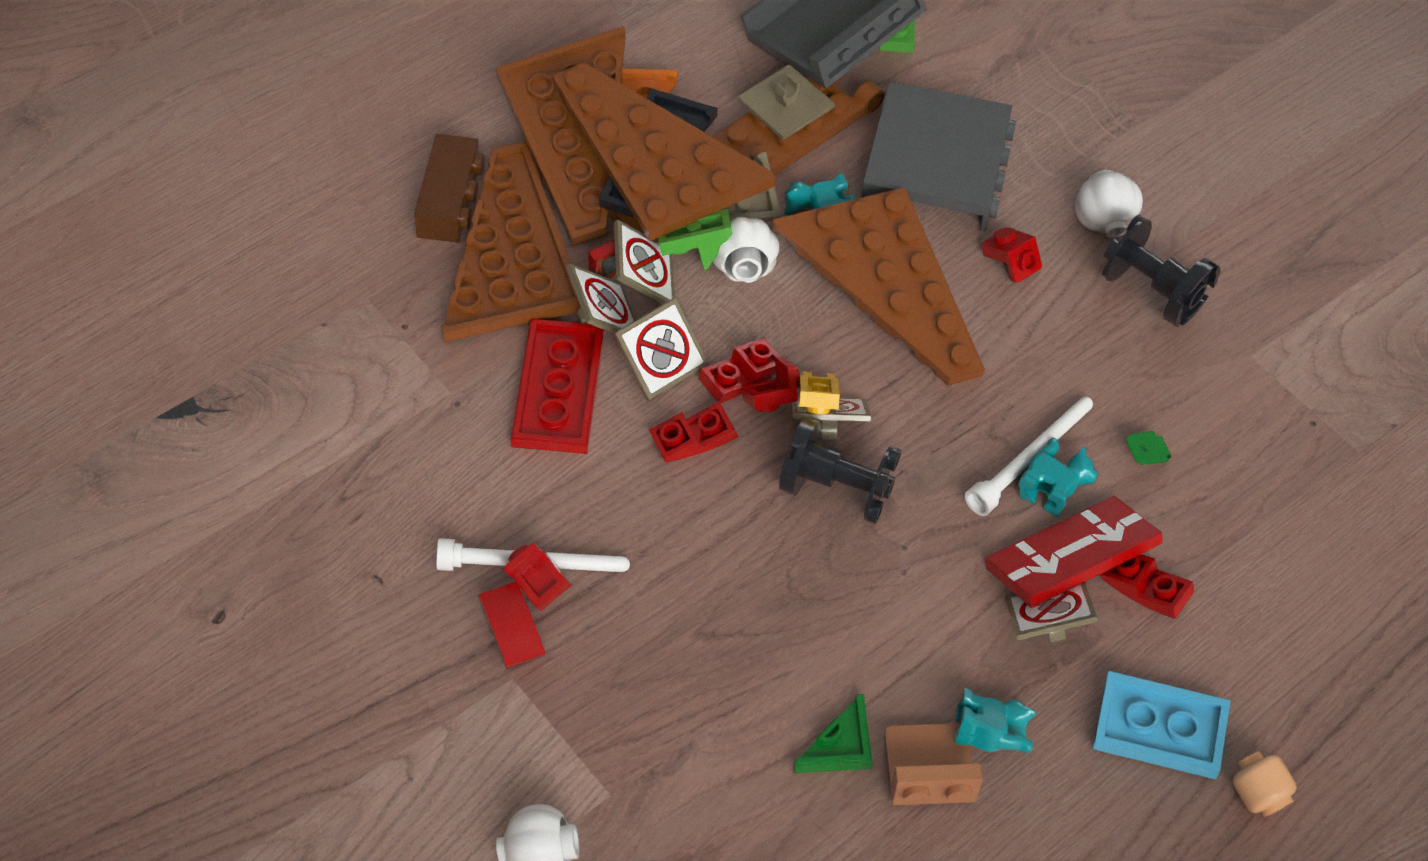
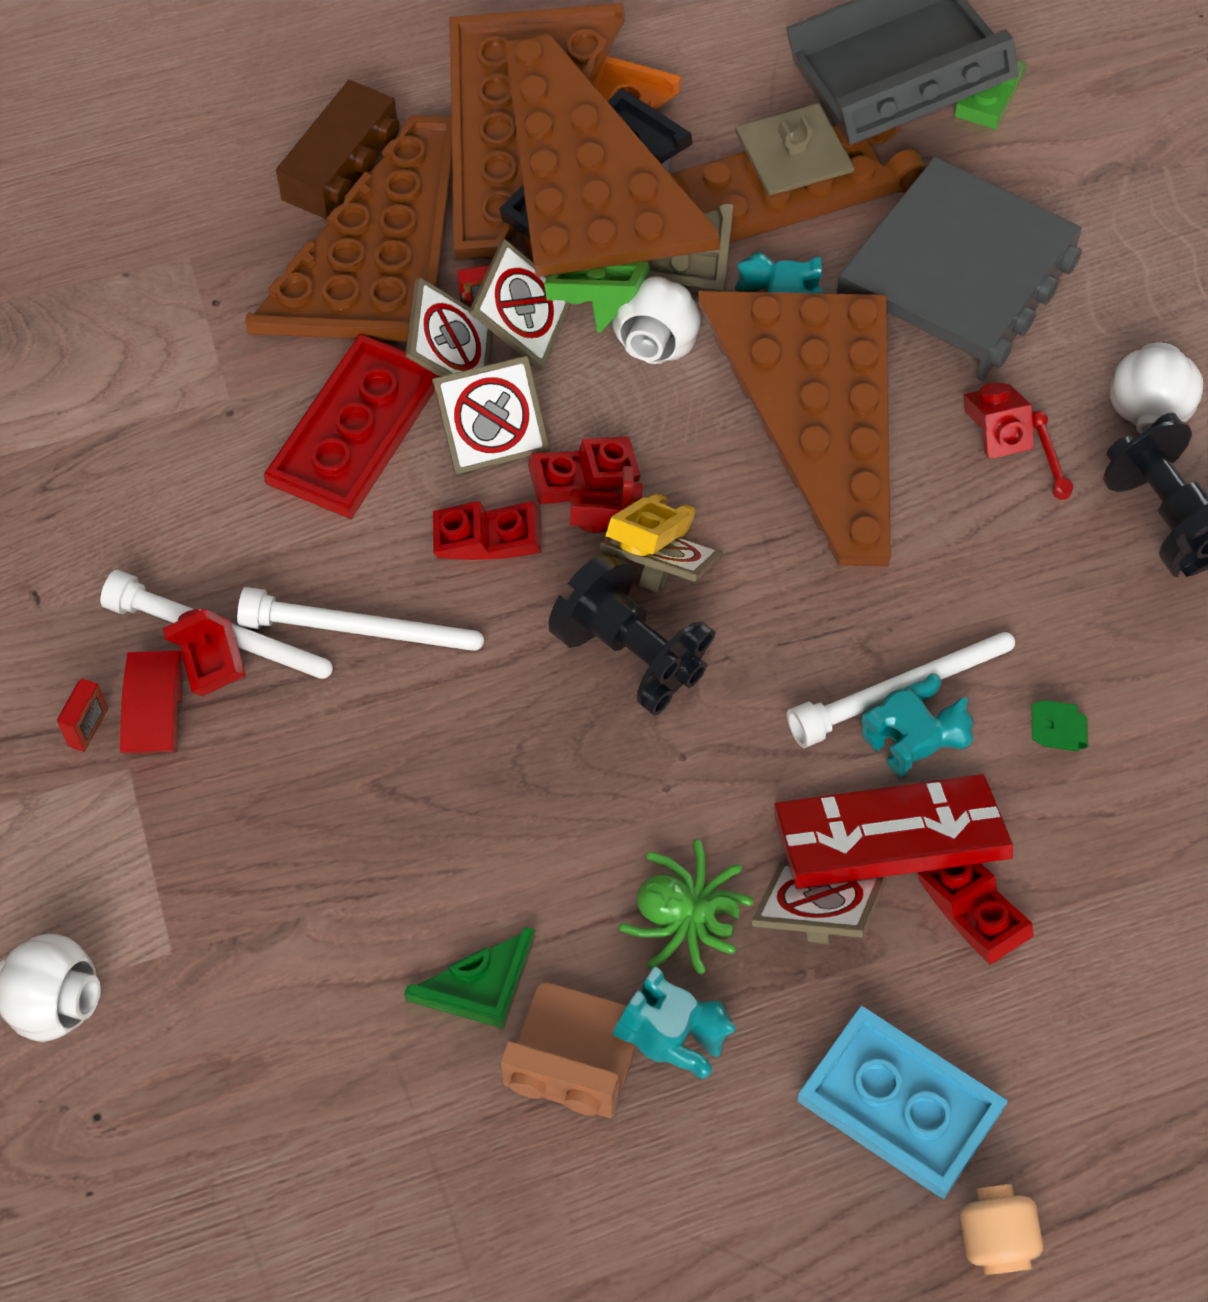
camera: 25 degrees right, 5 degrees up
(465, 649) = (82, 714): none -> red tile
(560, 535) = (261, 609): none -> white piece
(954, 645) = (687, 908): none -> bright green animal
(1074, 288) = (1062, 487): none -> red hinge

